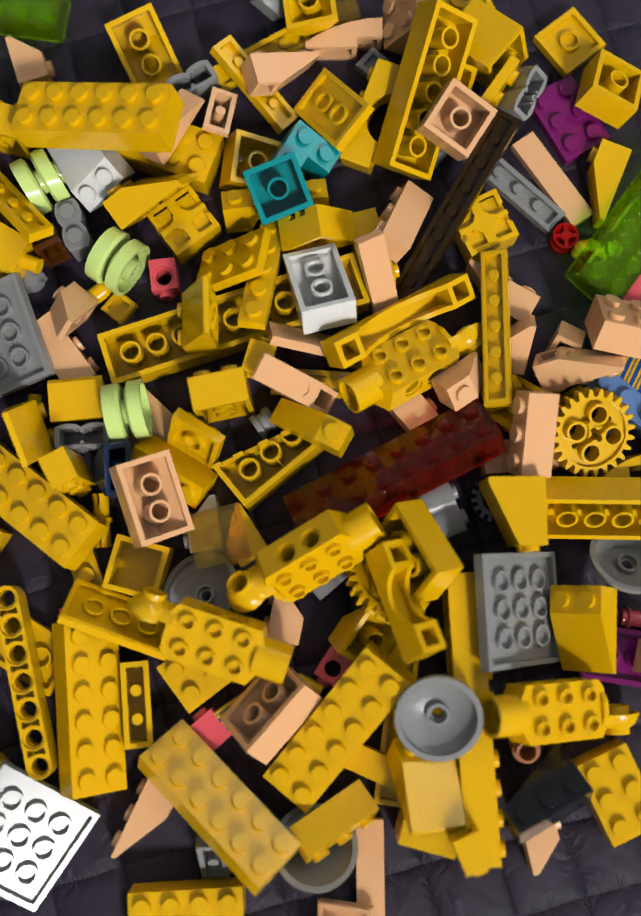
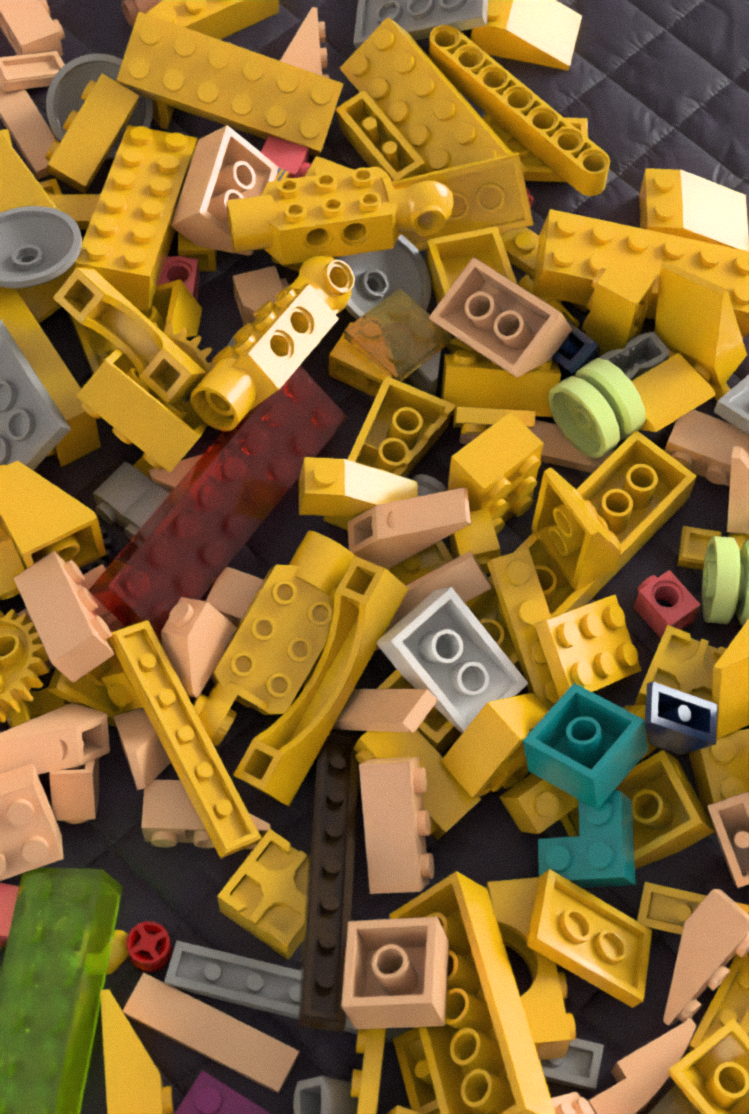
camera: 145 degrees right, 20 degrees down
(215, 178) = (679, 720): none -> dark blue slope

